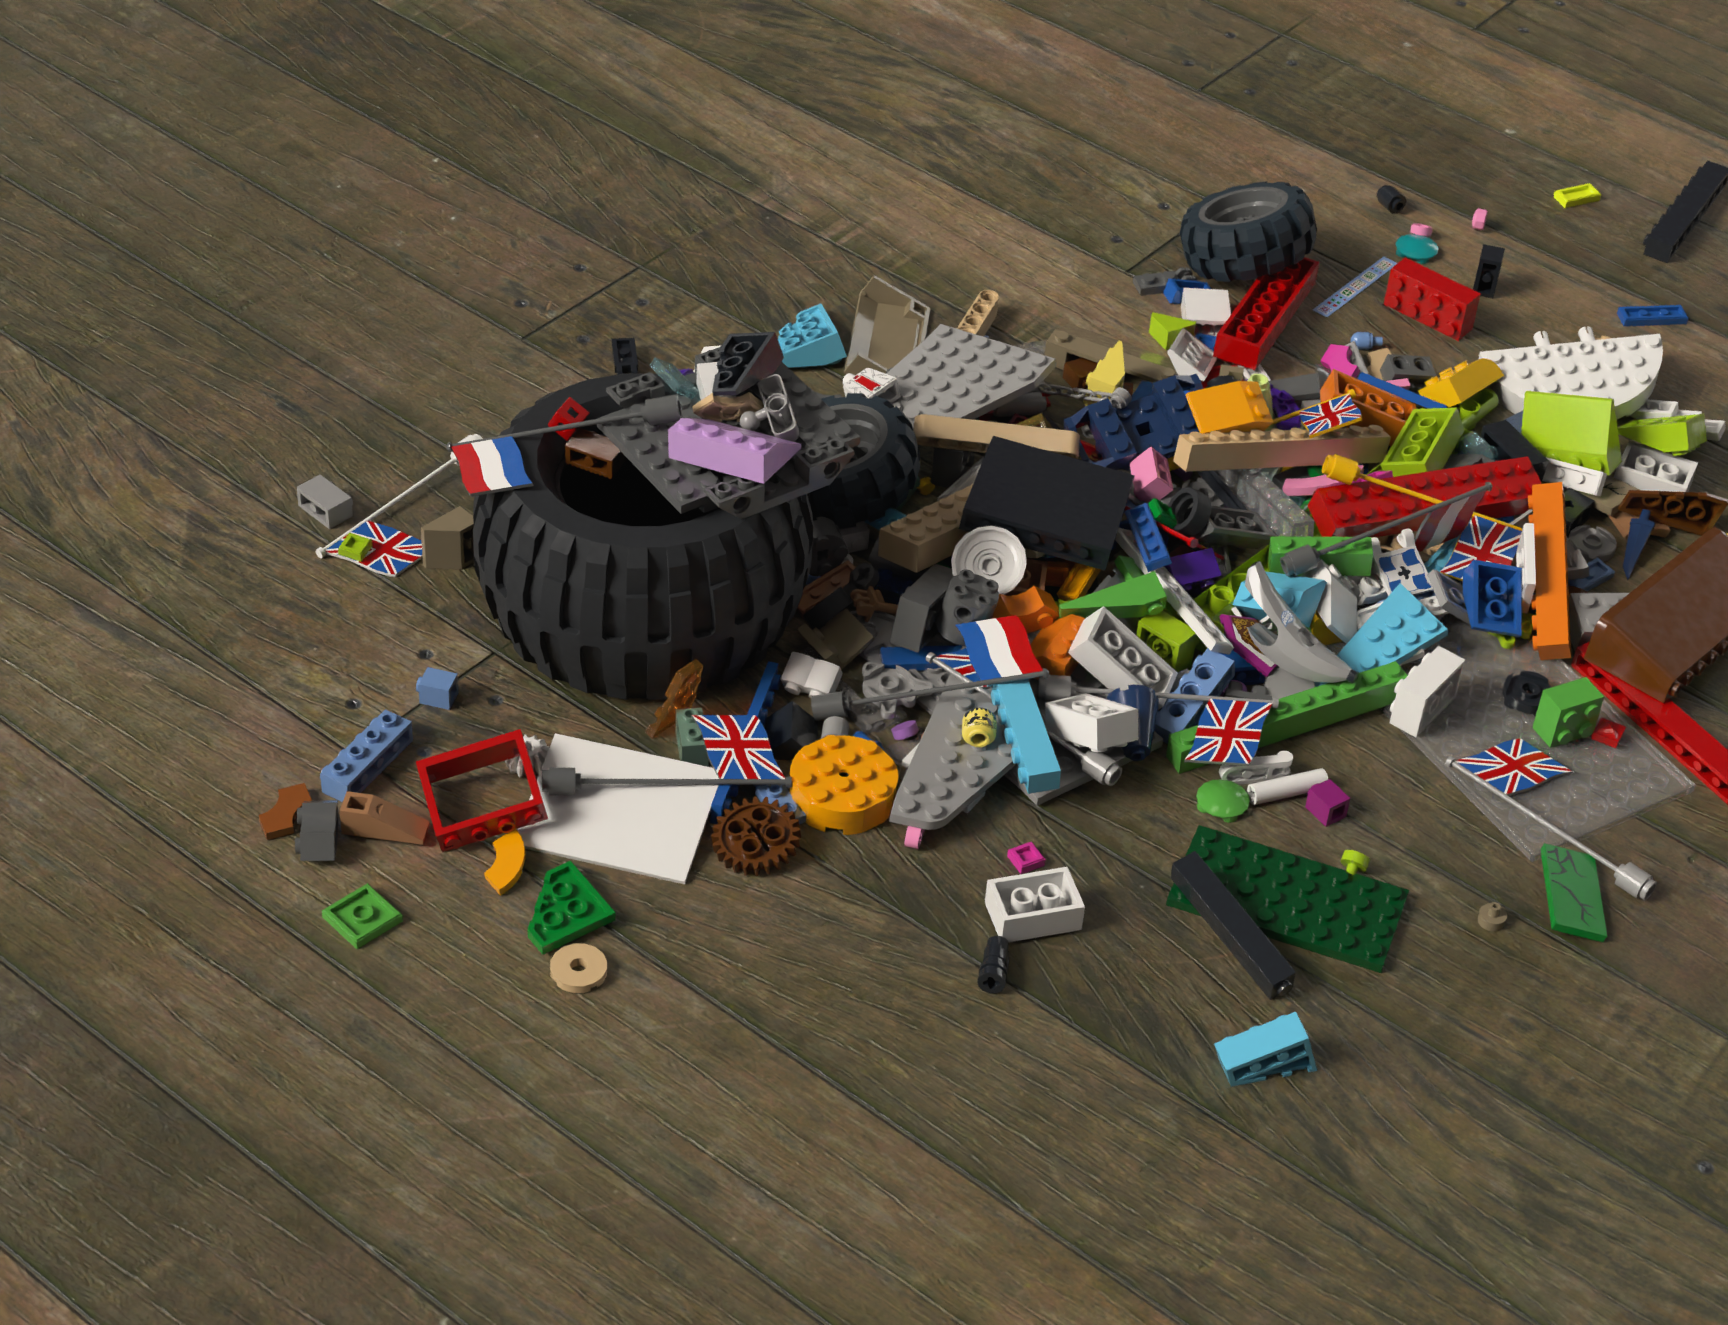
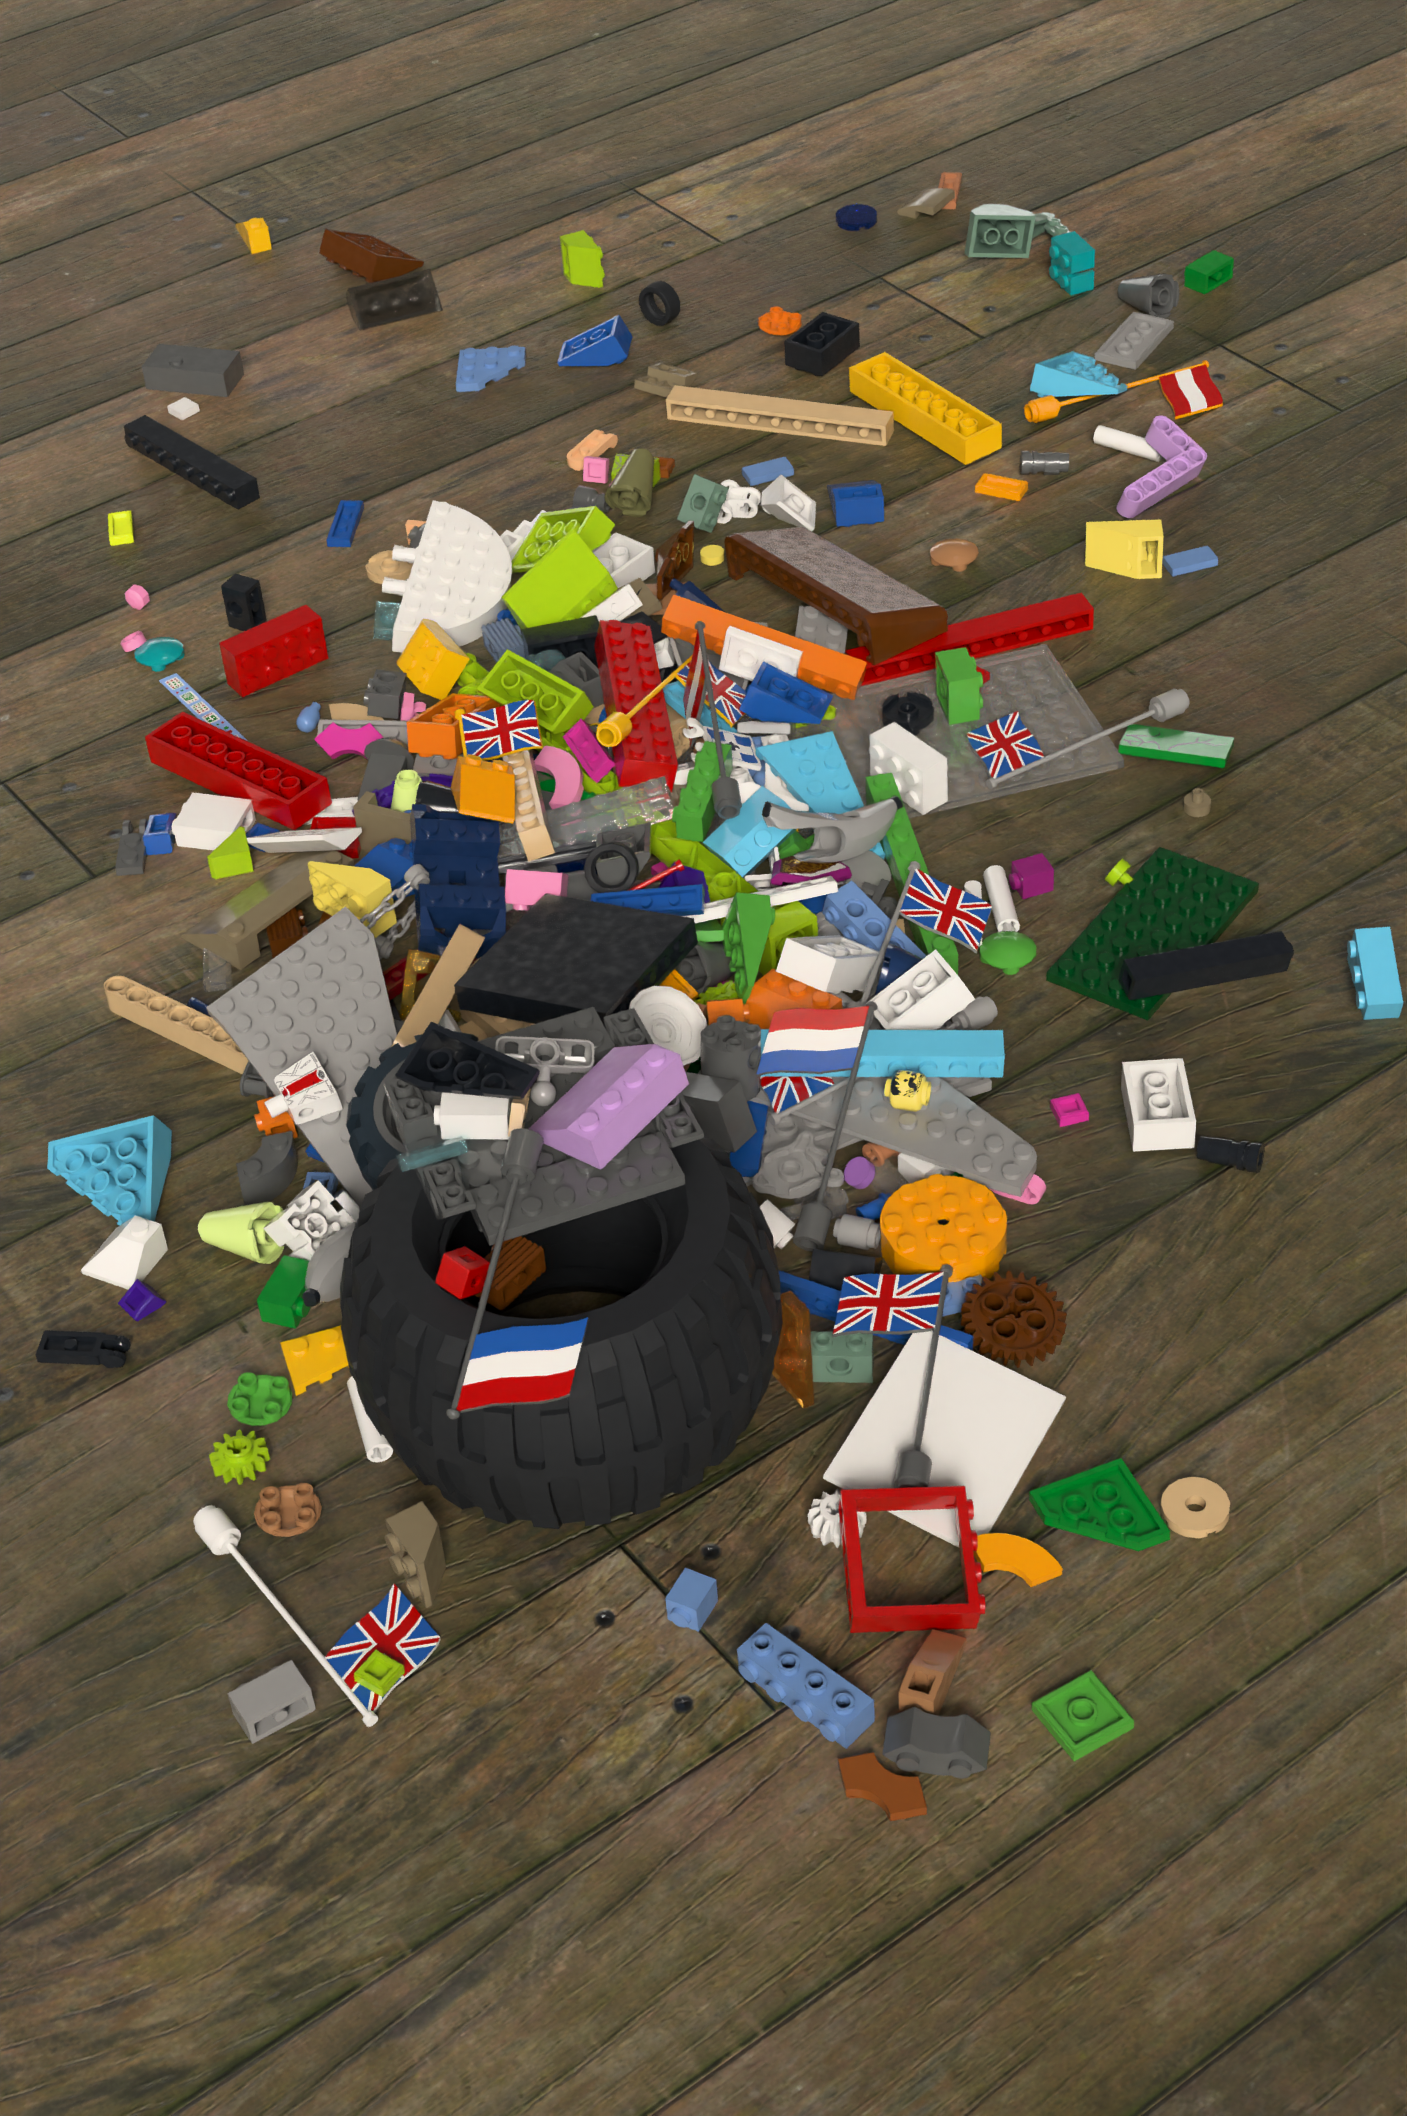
camera: 70 degrees left, 0 degrees up
(884, 327) = (138, 1089): dark tan slope -> none
(1162, 513) = (609, 886): green tile -> none
(1248, 231) = (121, 744): black wheel -> none
(1391, 199) = (68, 650): black brick -> none
(1400, 392) = (432, 698): blue tile -> none

